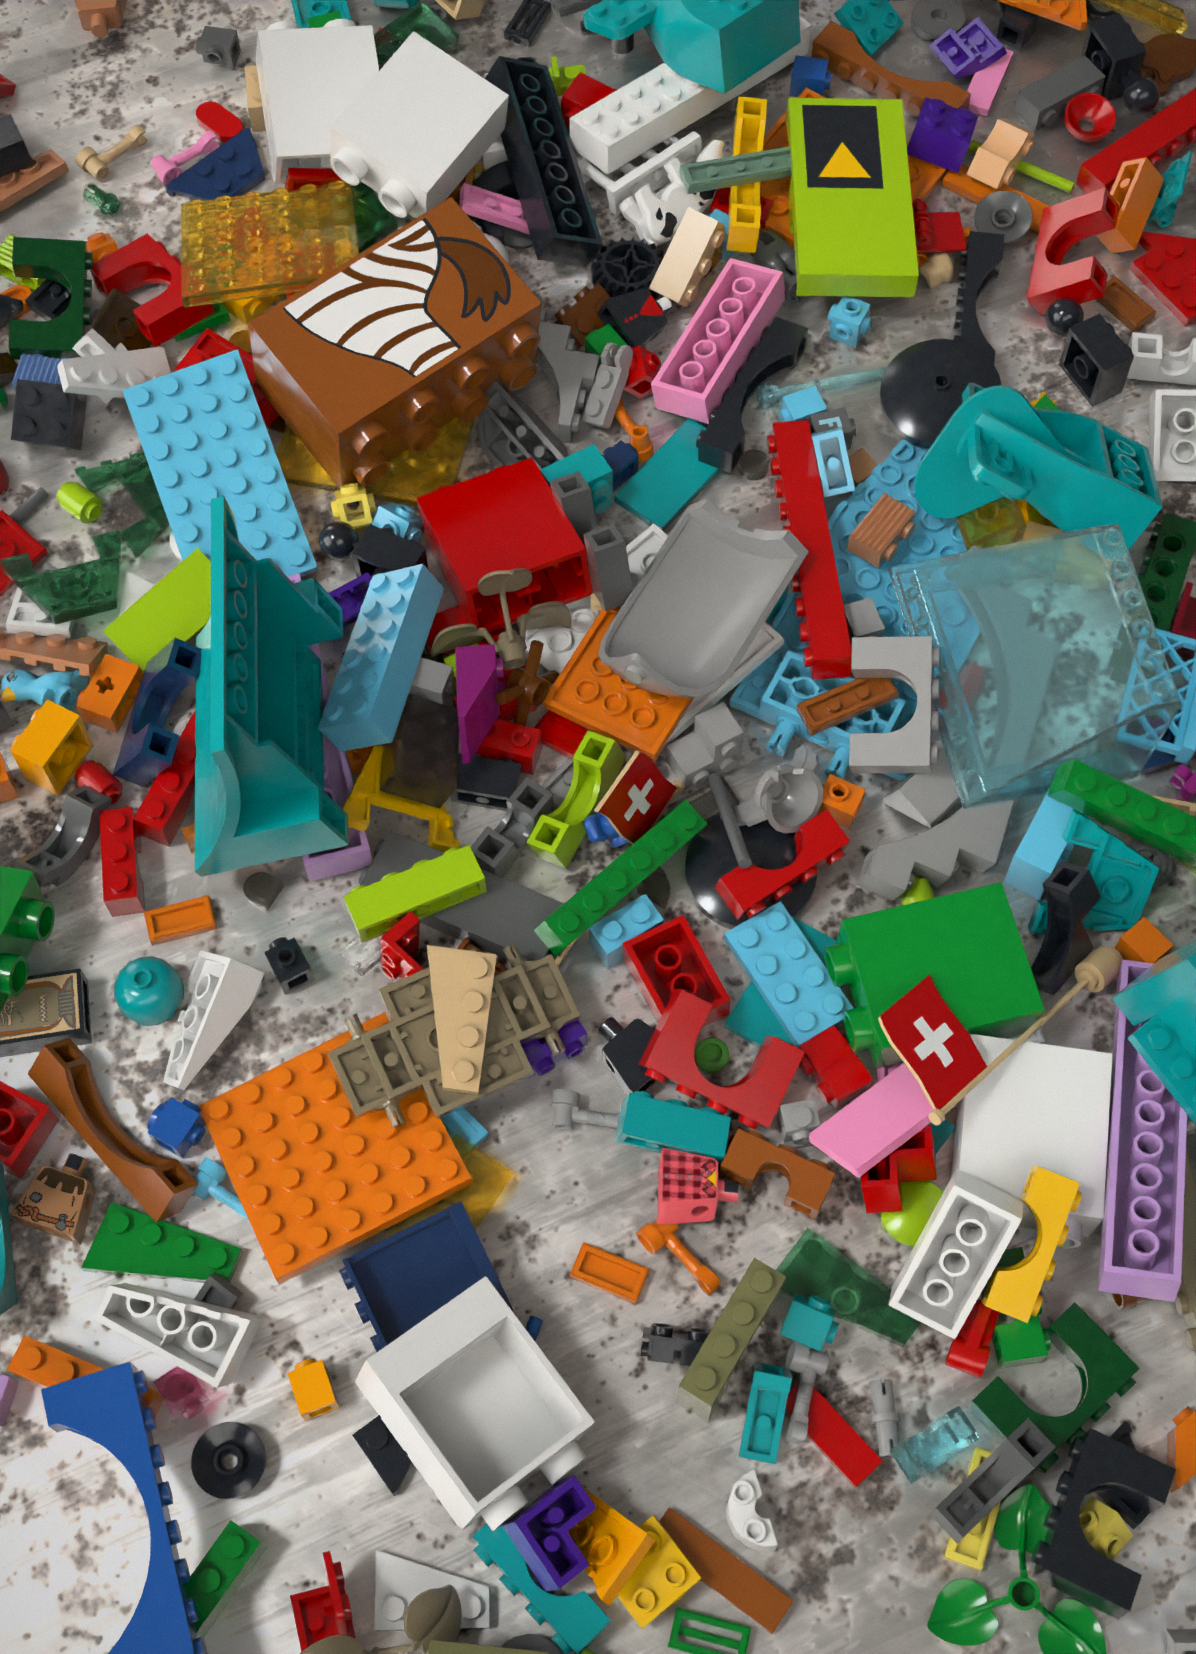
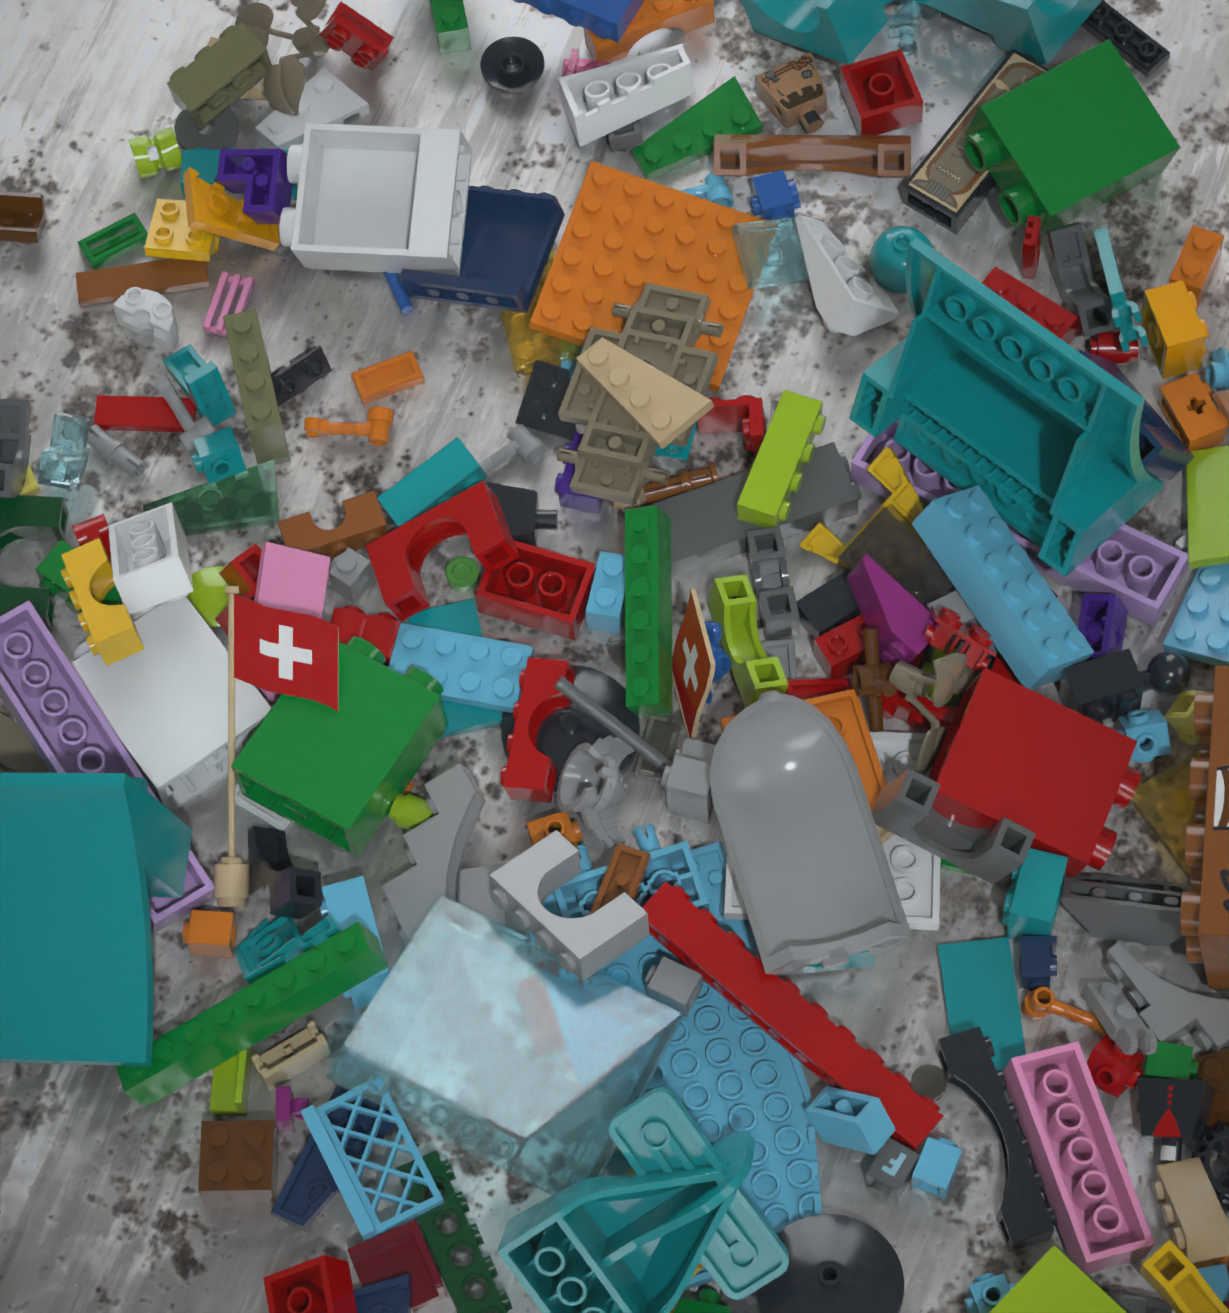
camera: 140 degrees right, 0 degrees up
(50, 799) = (1123, 309): none -> teal tile
(66, 902) = (1031, 248): none -> red tile
(232, 1077) = (770, 253): none -> clear light blue tile
(289, 974) = (825, 359): black brick -> none
(313, 1389) = (504, 143): light orange brick -> none
(451, 631) = (948, 624): none -> red hinge
(516, 1122) = (543, 400): none -> black wing
(690, 1188) = (380, 461): coral torso -> none
(698, 1453) = (234, 282): none -> bright pink tile
(770, 395) = (984, 1161): clear light blue piece -> none
(861, 466) = (836, 1164): medium nougat tile -> none
(881, 531) = (744, 1091): nougat brick -> none

